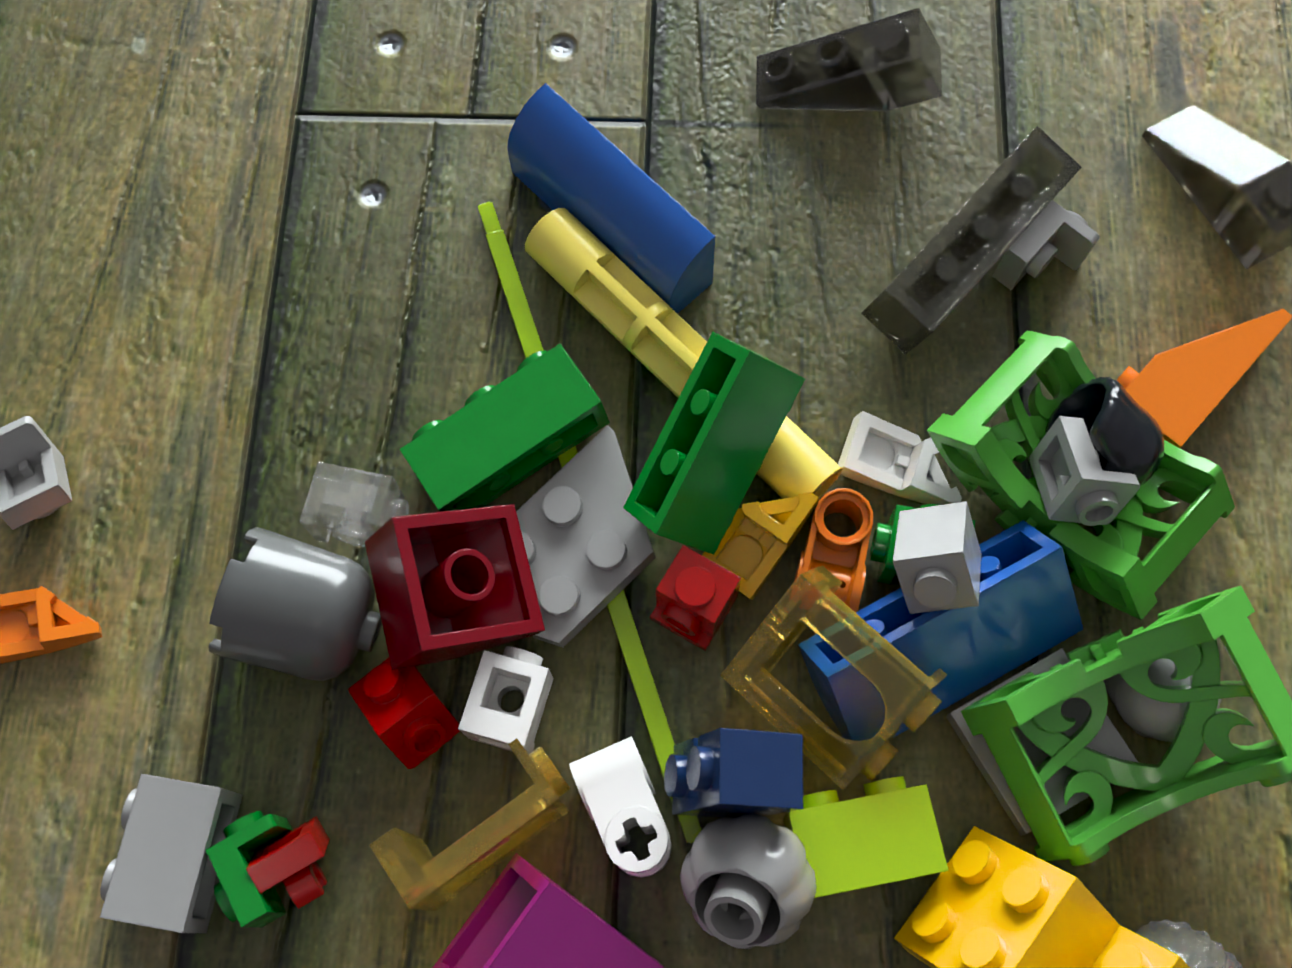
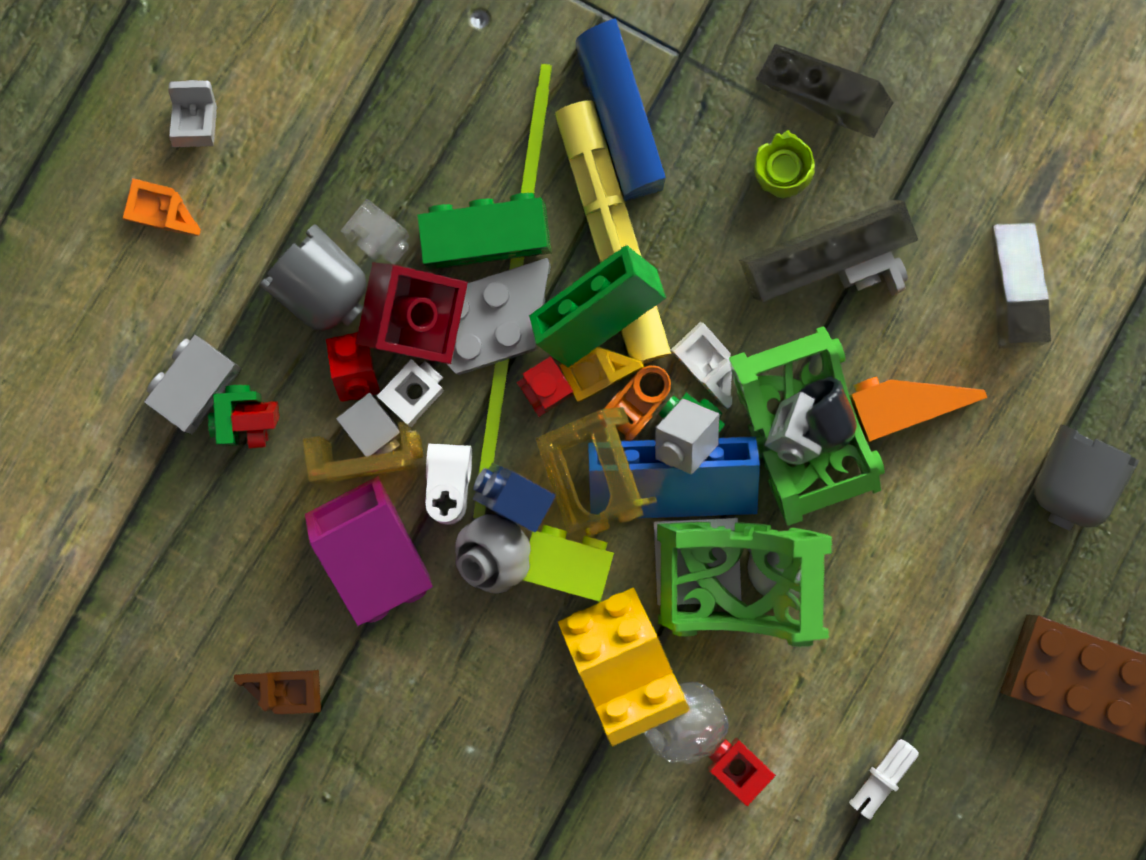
camera: 25 degrees right, 15 degrees up
(468, 779) = (370, 427): none -> light grey brick
(854, 174) = (784, 165): none -> lime hair

